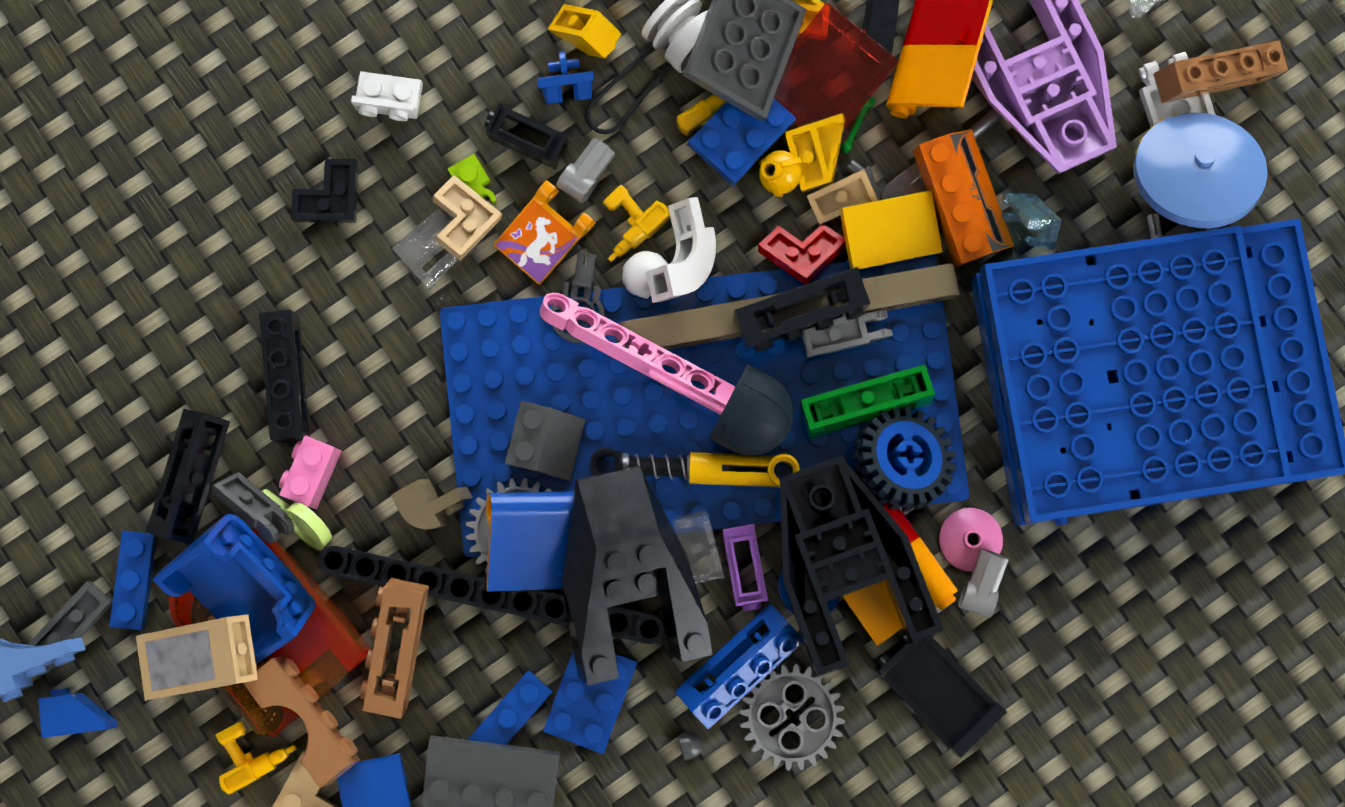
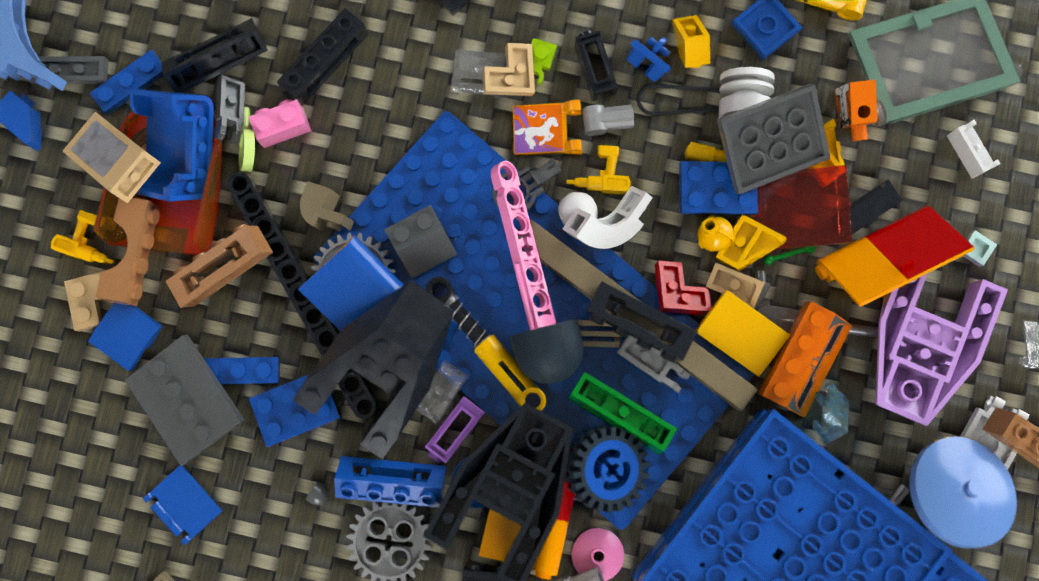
camera: 50 degrees right, 0 degrees up
(799, 350) = (616, 344): none -> dark tan tile

